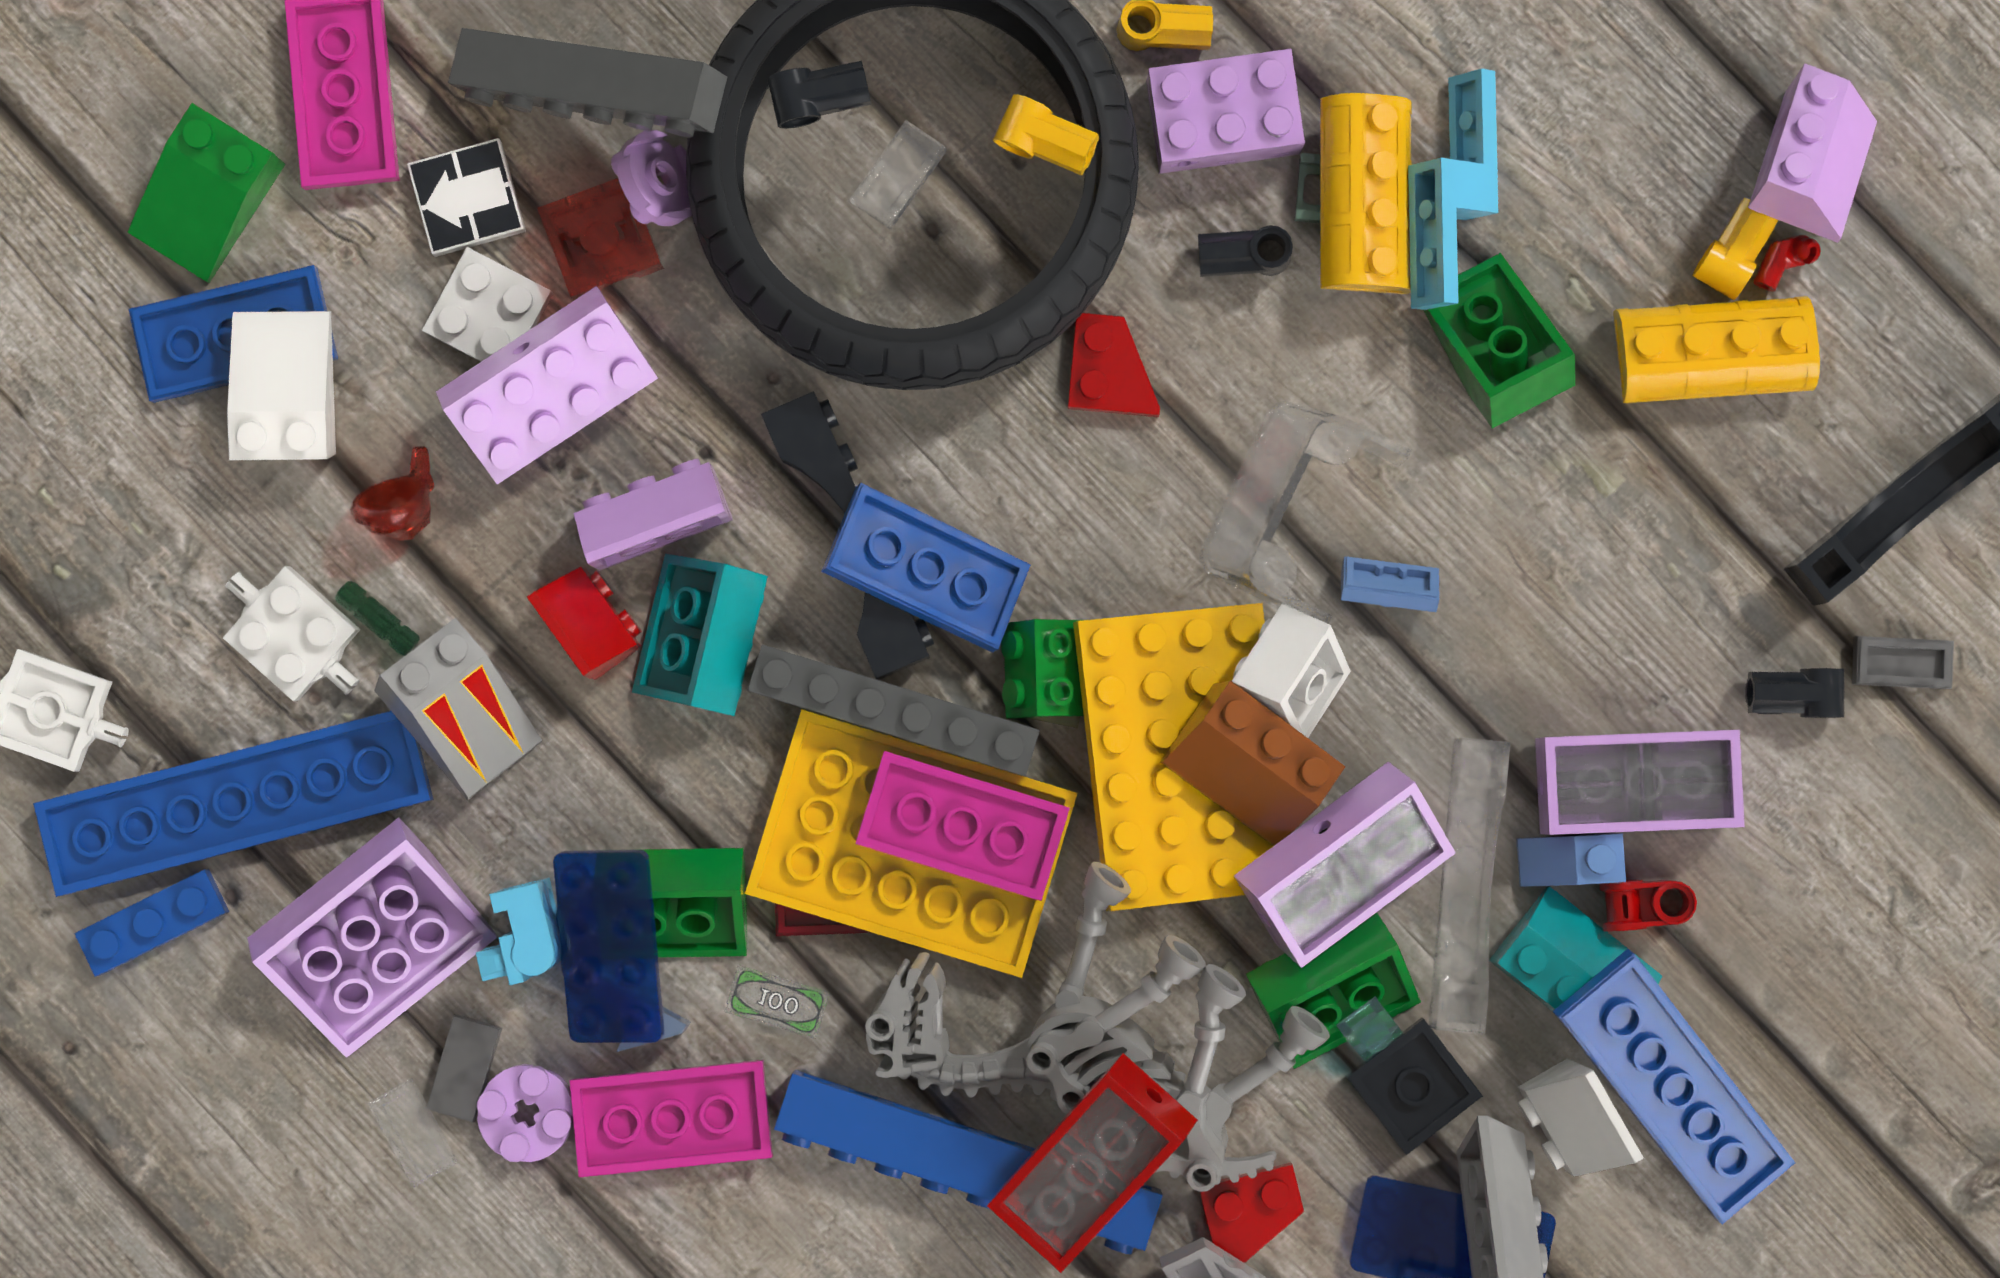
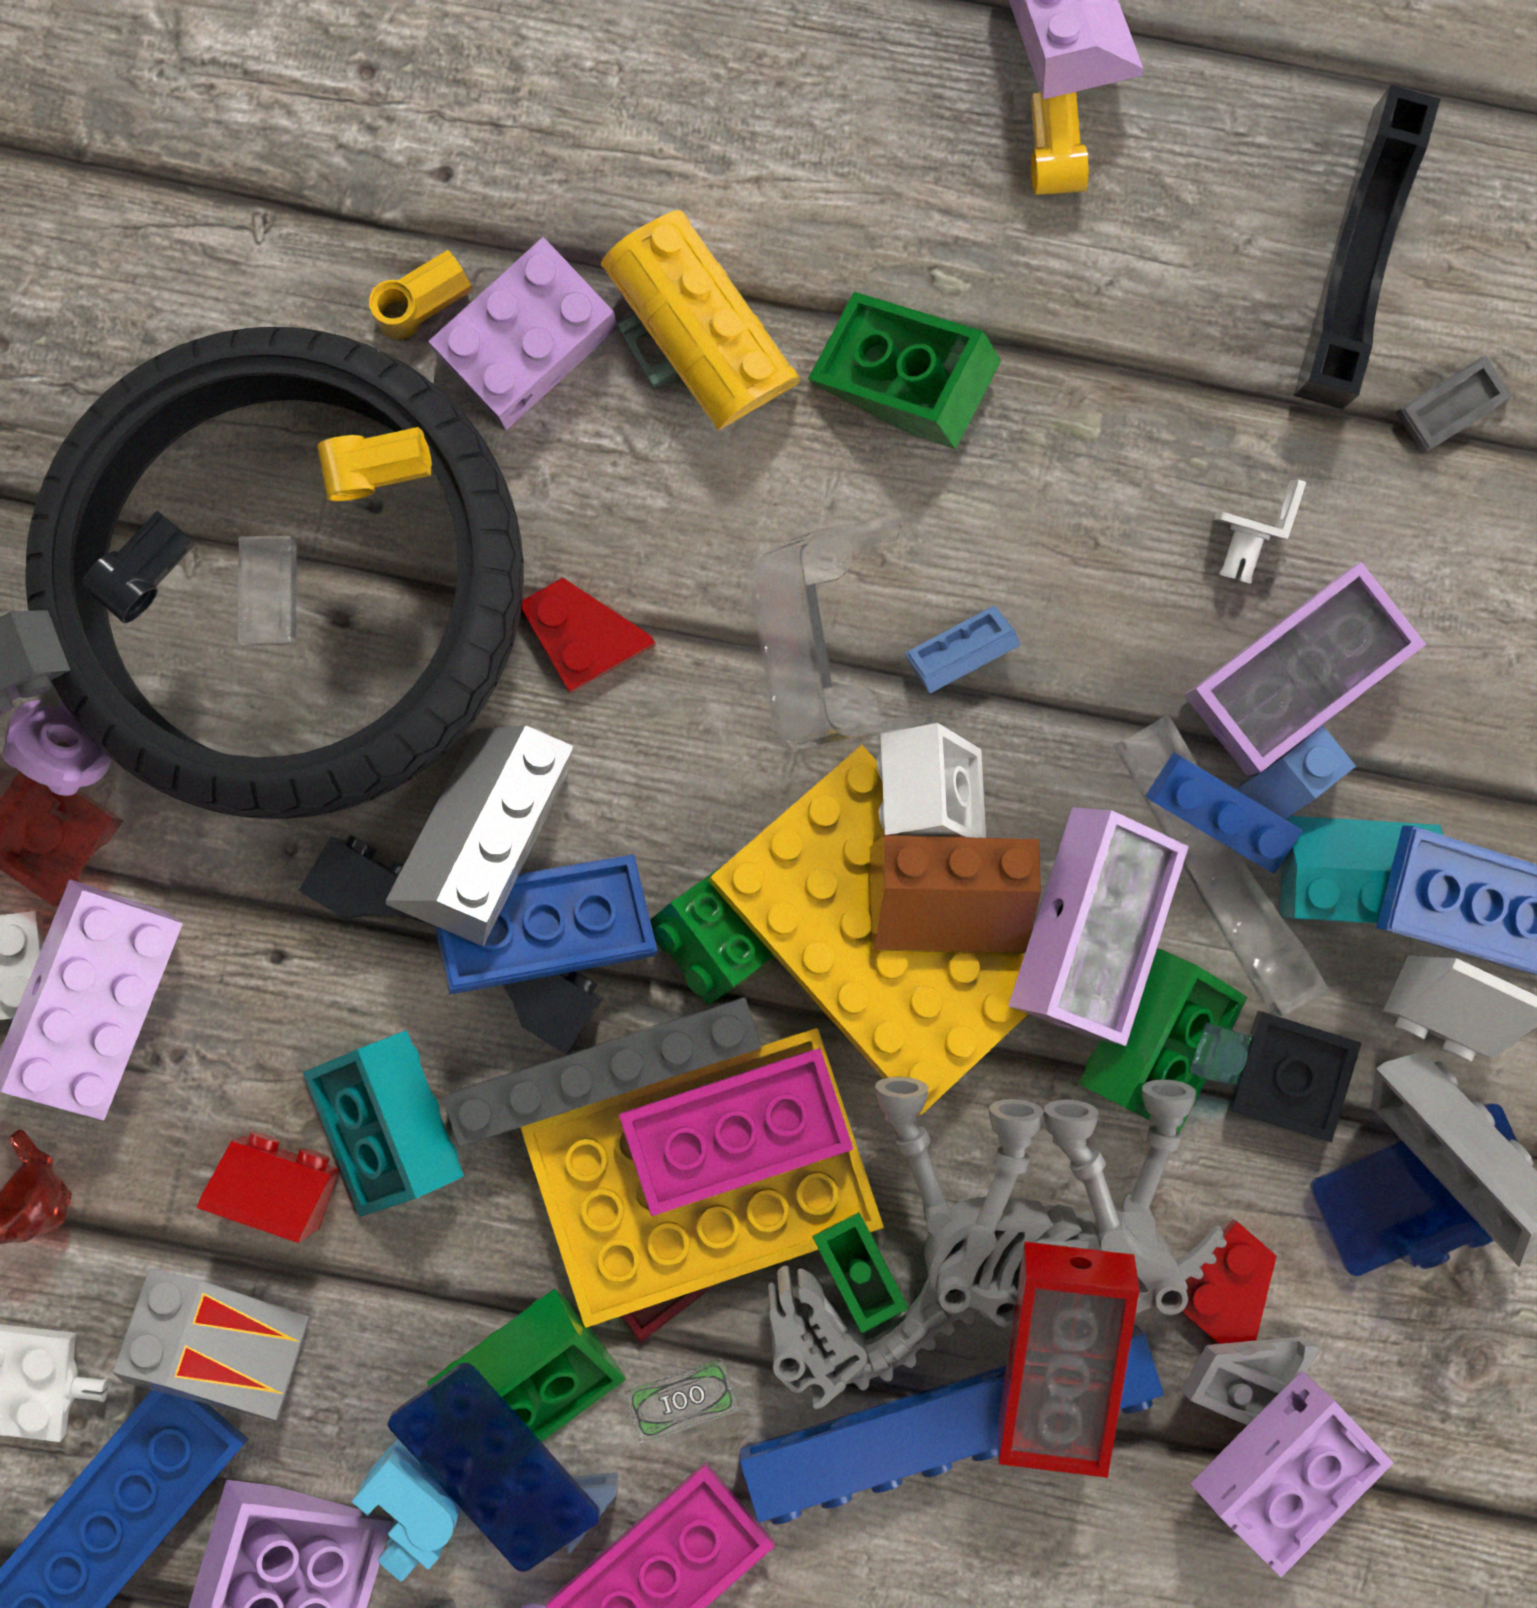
camera: 40 degrees left, 0 degrees up
(377, 618) = (82, 1312): clear green axle -> none
(651, 514) = (263, 1049): lavender slope -> none
(931, 465) = (482, 830): none -> light grey slope
(982, 995) = (860, 1272): none -> green slope
(1237, 252) = (622, 449): black piece -> none
(1453, 189) = (773, 263): medium azure bracket -> none
(1500, 846) = (1223, 813): none -> blue plate
(1642, 904) = (1379, 778): red piece -> none
(1671, 653) = (1250, 534): none -> white bracket
(1717, 349) = (1103, 242): yellow container -> none
(1785, 255) = (1101, 123): red arm -> none
(1807, 693) = (1389, 490): black piece -> none

